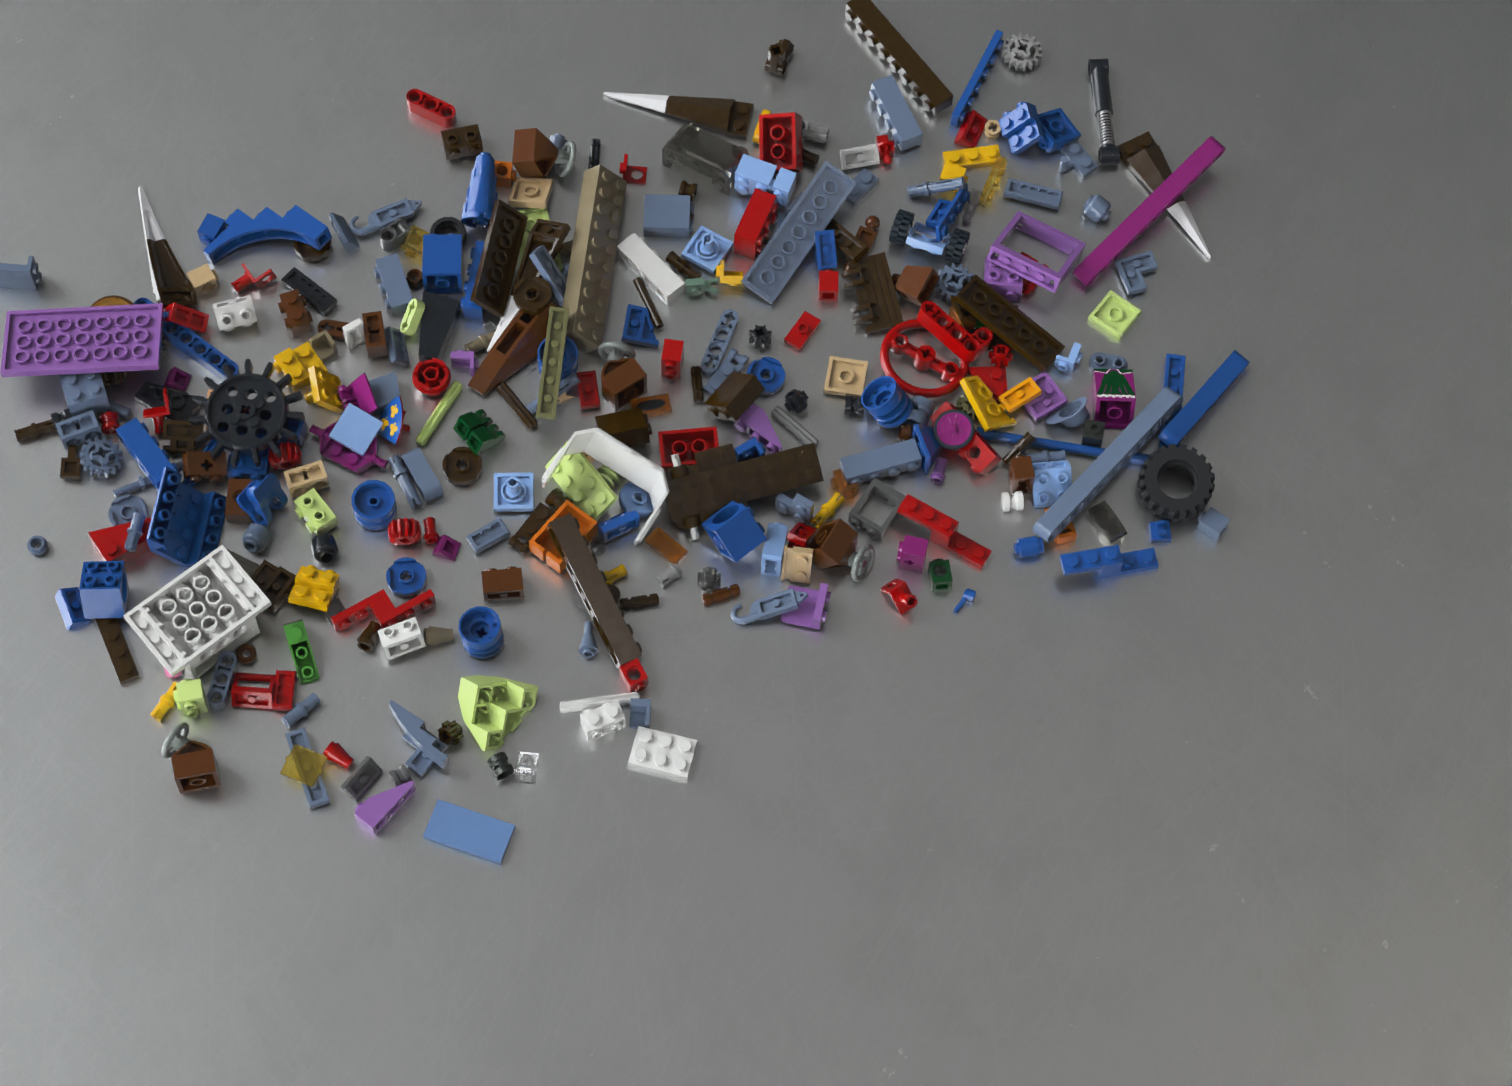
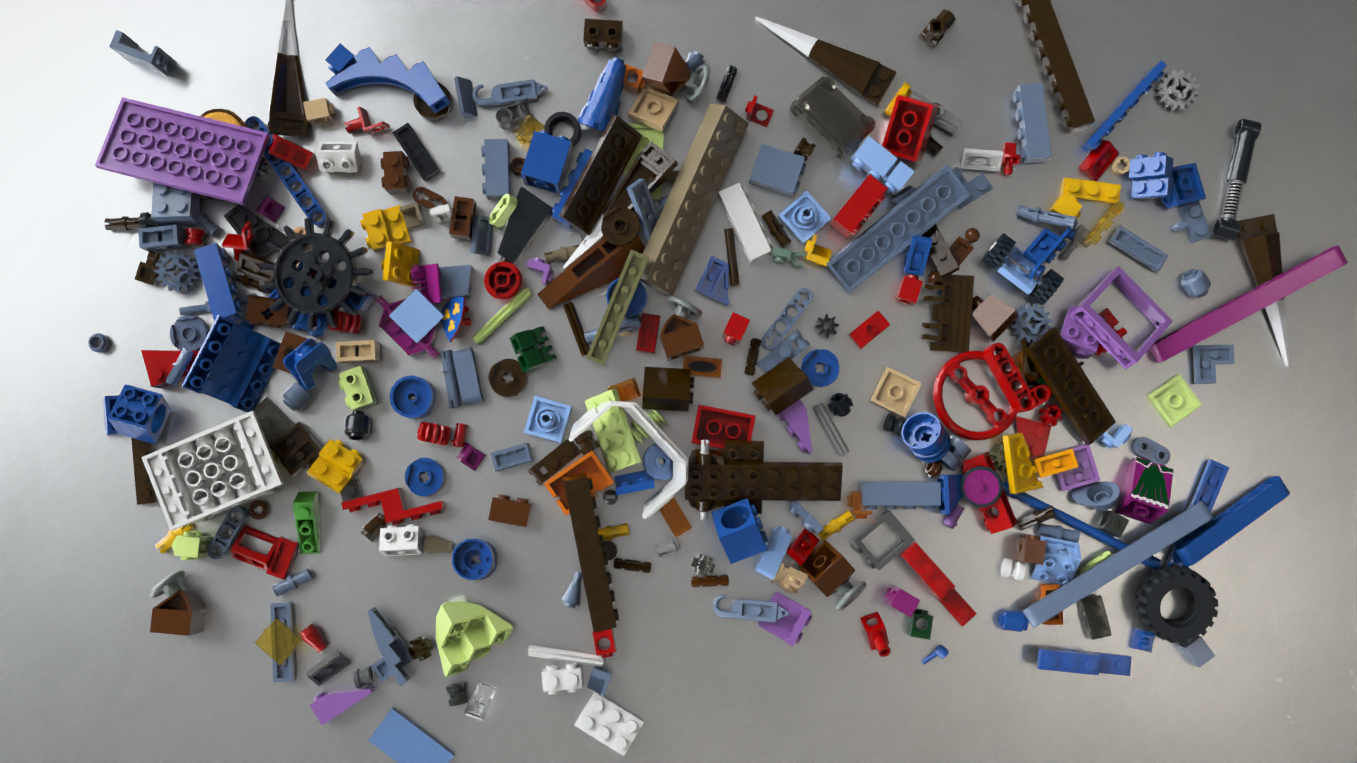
camera: 20 degrees right, 20 degrees up
(749, 450) = (775, 451): blue bracket -> none

